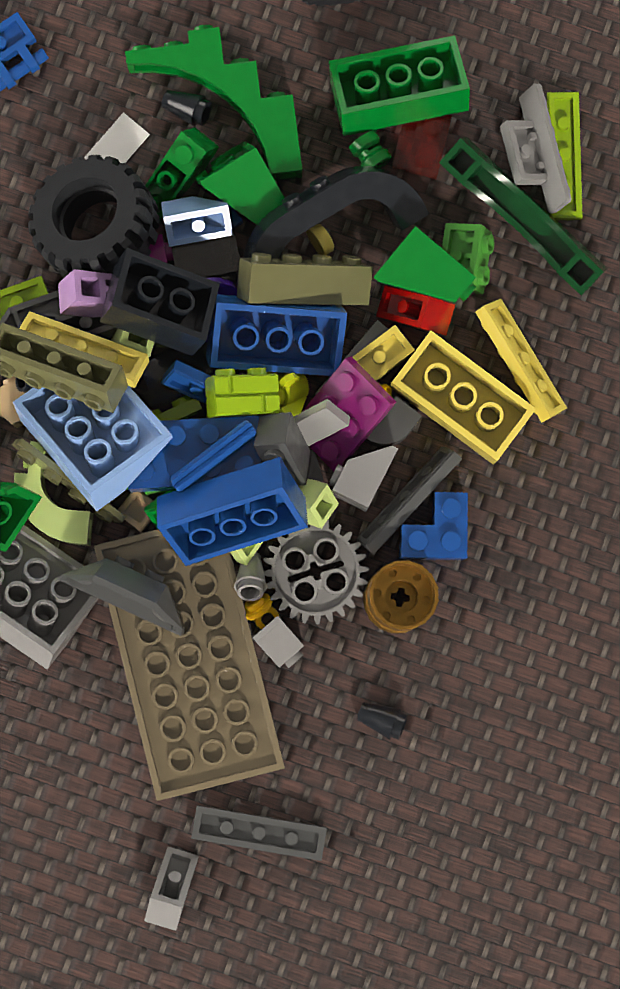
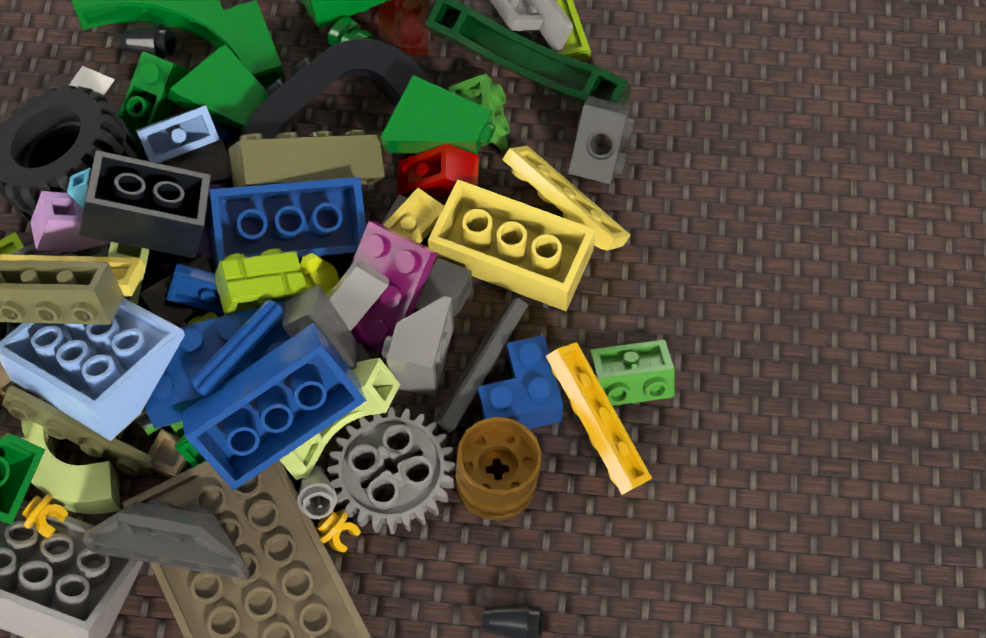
camera: 10 degrees left, 20 degrees down
(26, 539) = (39, 510): none -> yellow plate
(107, 272) = (79, 185): none -> medium azure piece
(279, 643) = (364, 555): light grey slope -> none
(320, 239) = (315, 123): light yellow tile -> none
(493, 573) = (598, 417): none -> yellow plate
(533, 535) = (634, 372): none -> bright green bracket
(570, 303) = (588, 157): none -> dark grey brick

